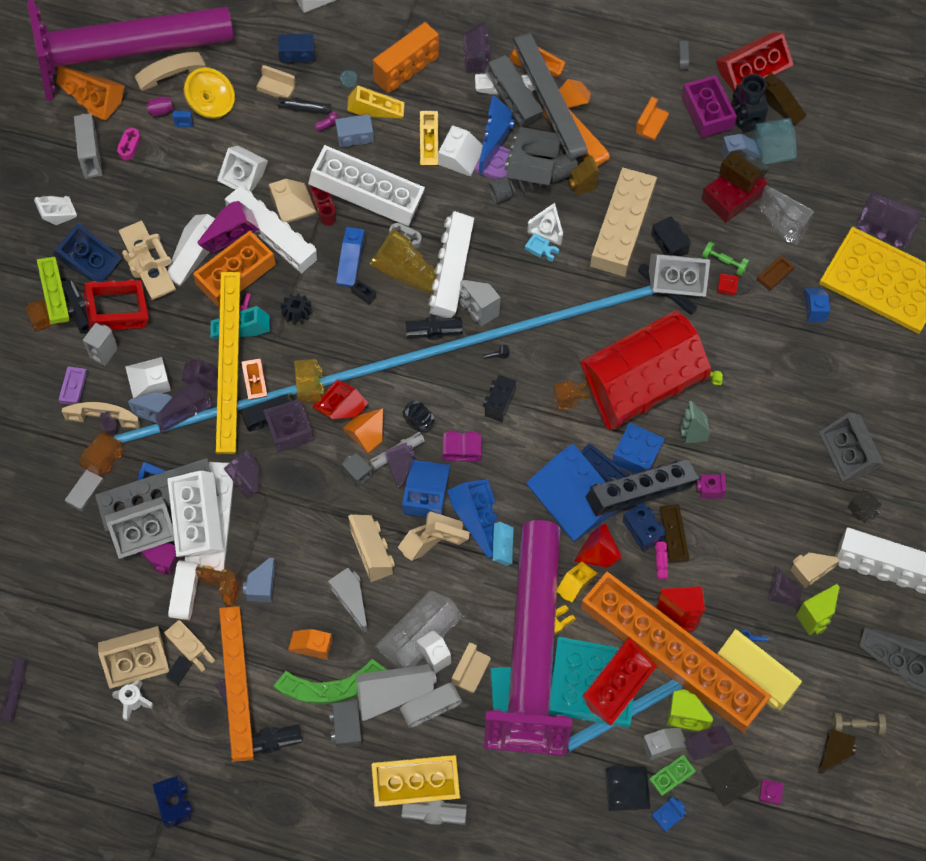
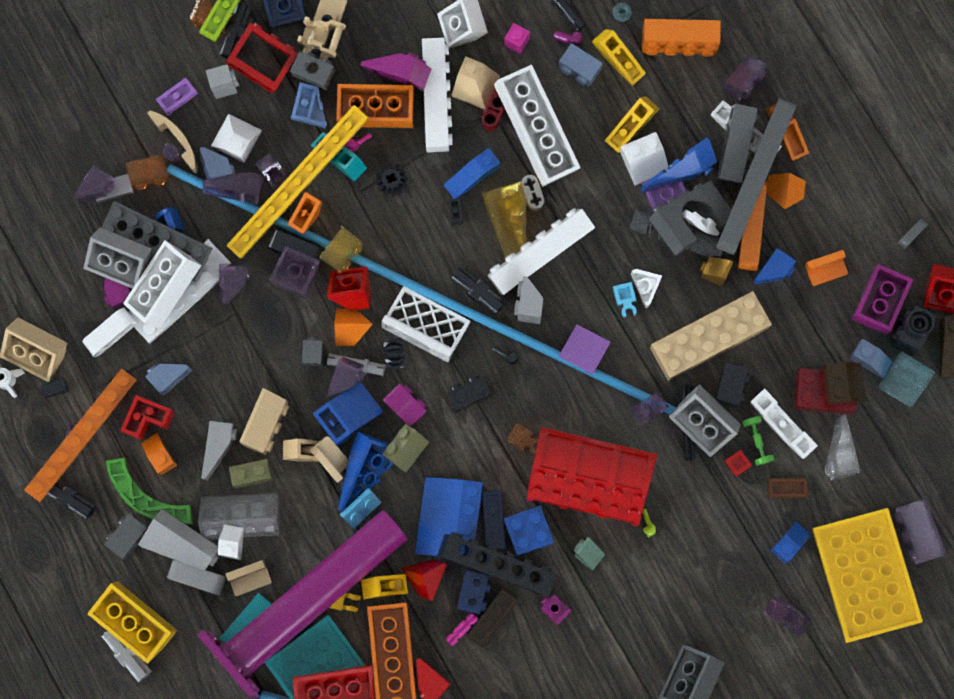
camera: 50 degrees right, 15 degrees up
(69, 495) = (94, 186): none -> clear purple slope
(160, 289) = (321, 77): none -> dark grey brick
(183, 312) = (308, 106): none -> medium blue wing
(188, 252) = (377, 46): white wedge -> none
(188, 644) = (78, 375): tan hinge -> none
(224, 579) = (136, 363): clear orange bracket -> none
(272, 620) = (142, 414): none -> red brick
(292, 148) = (516, 38): none -> dark pink brick
(397, 592) = (251, 473): none -> olive brick
(422, 393) = (414, 335): none -> white fence
(493, 472) = (405, 448): none -> olive brick
(547, 152) = (706, 225): none -> white slope
(548, 301) = (584, 349): none -> medium lavender tile
(620, 145) = (776, 268): none -> blue slope
(630, 307) = (642, 410): none -> clear purple hips
(730, 237) = (782, 424): none -> white slope
(864, 349) = (787, 616): none -> clear purple slope

